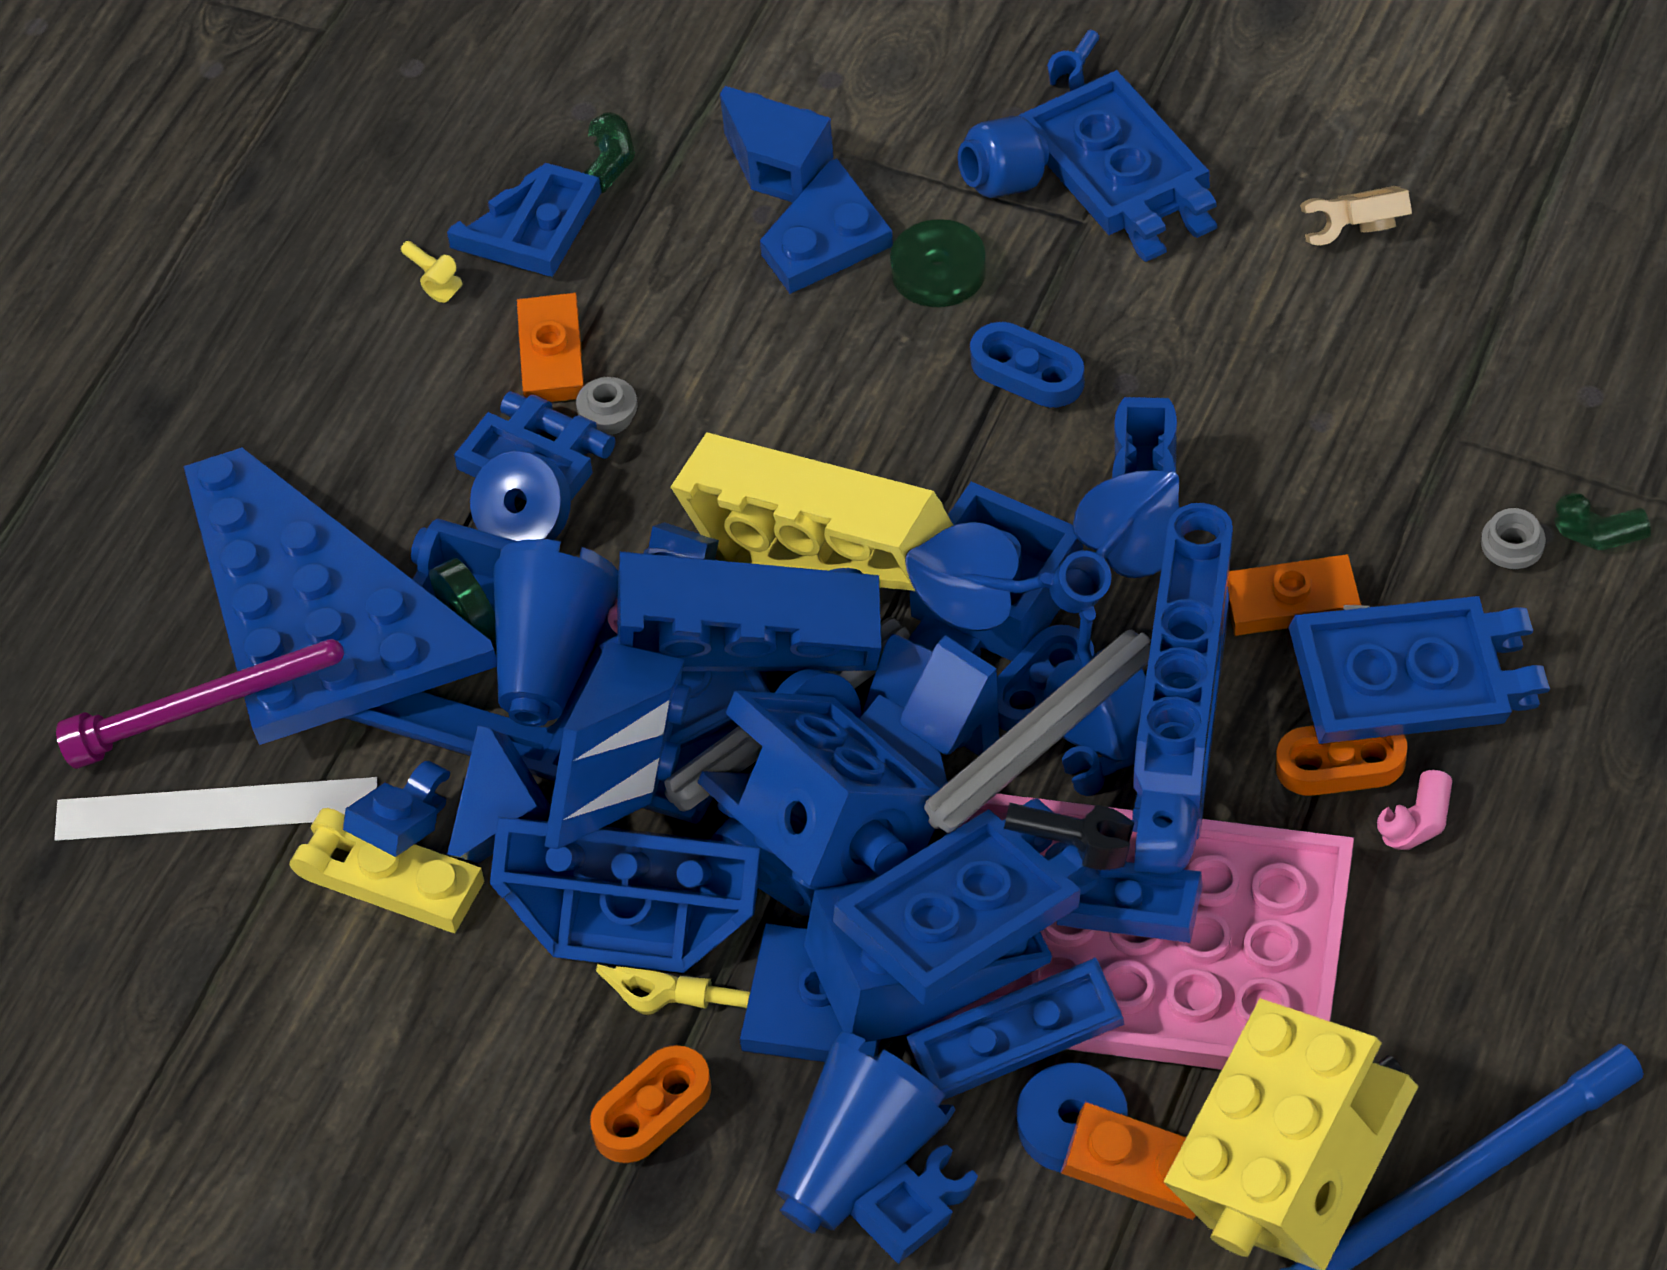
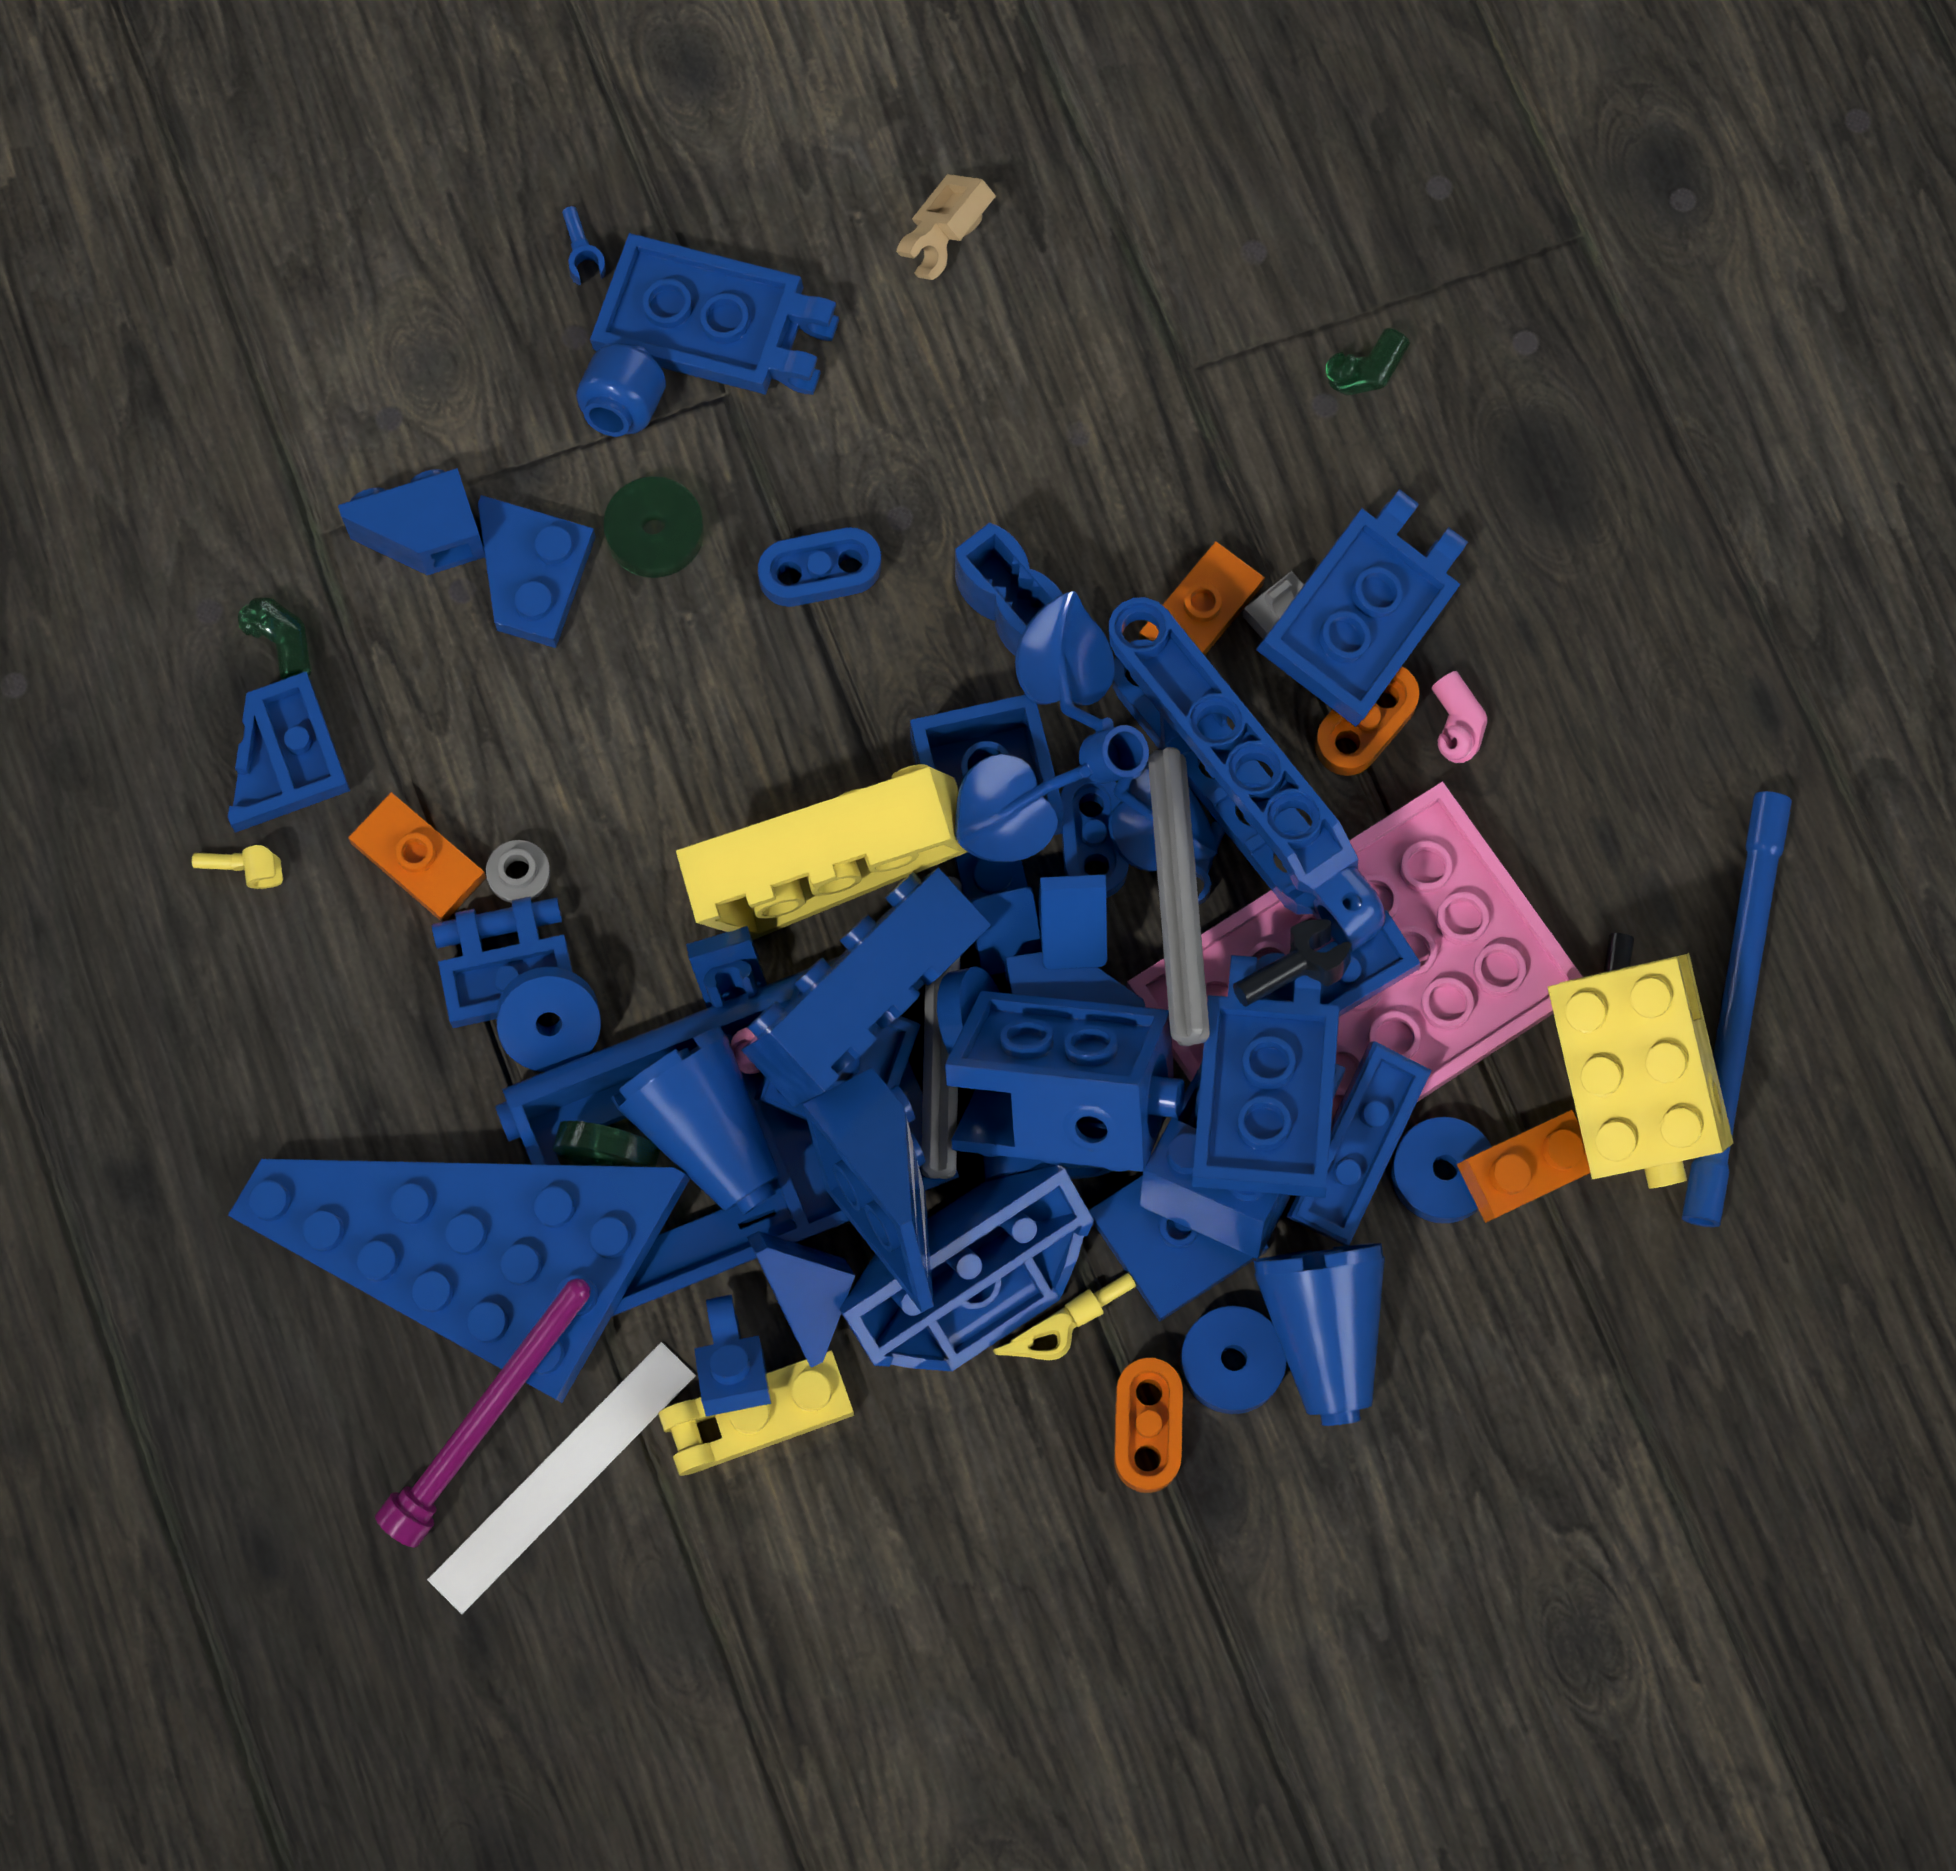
camera: 50 degrees left, 20 degrees up
(746, 1095) = (1226, 1389): none -> blue piece
(911, 1209) = (1408, 1342): blue plate -> none
(1517, 526) = (1320, 413): light grey plate -> none

